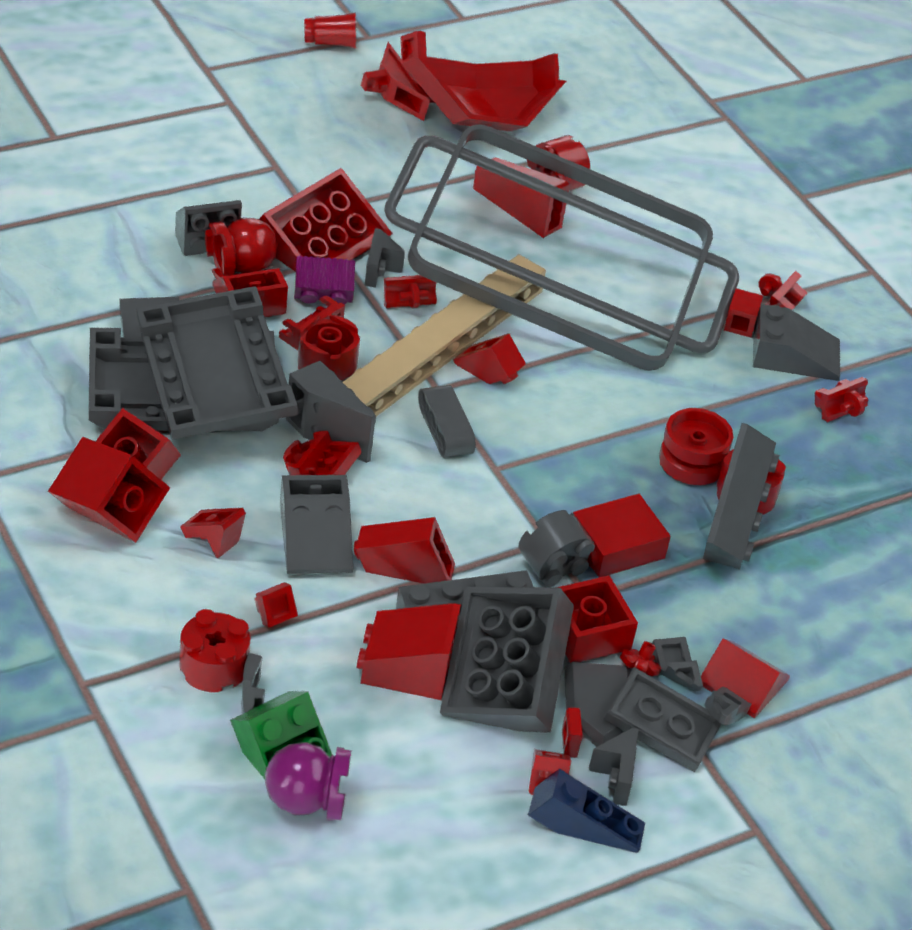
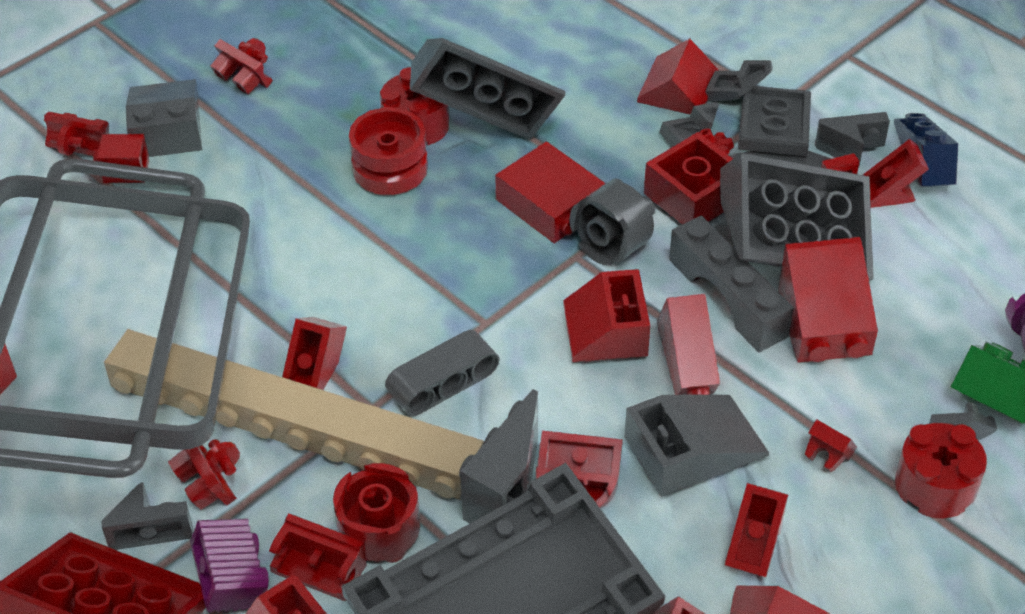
camera: 100 degrees left, 5 degrees up
(460, 521) = (608, 318): none -> red slope

